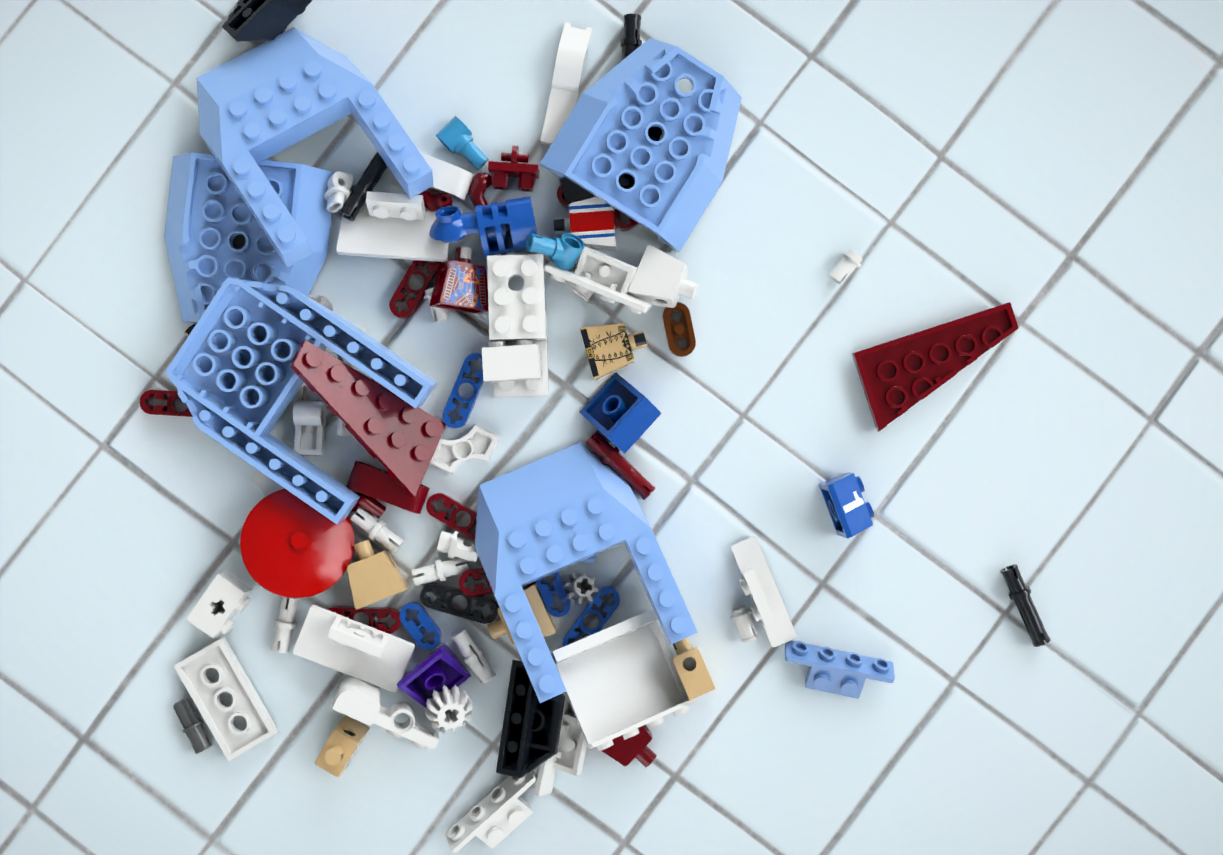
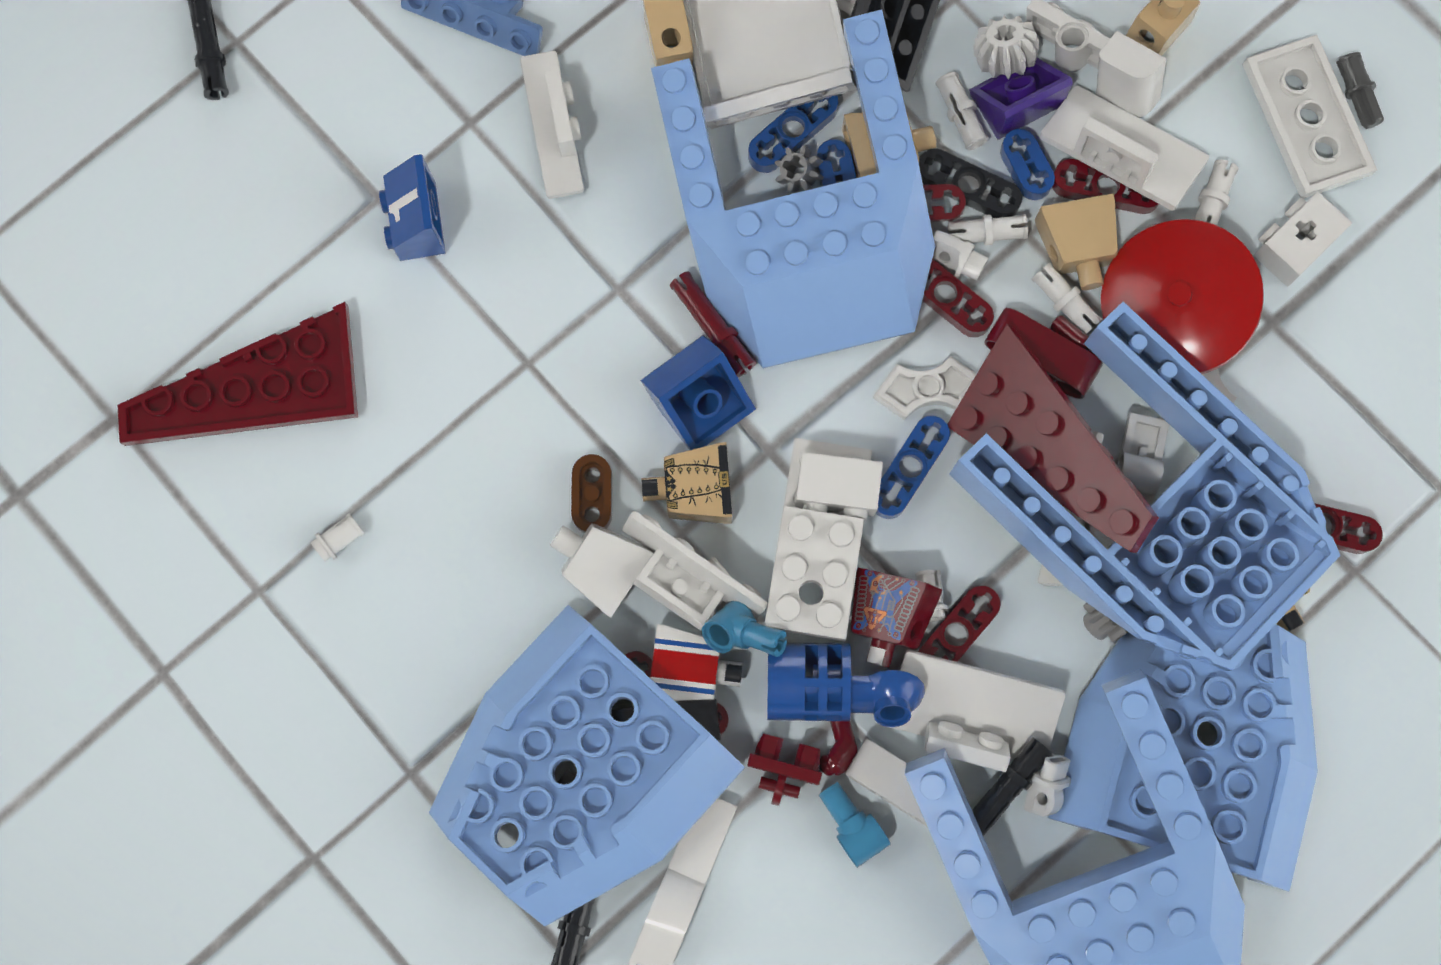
camera: 165 degrees left, 10 degrees down
(436, 201) = (904, 744): dark red arm -> none
(744, 623) = (587, 90): white pin -> none

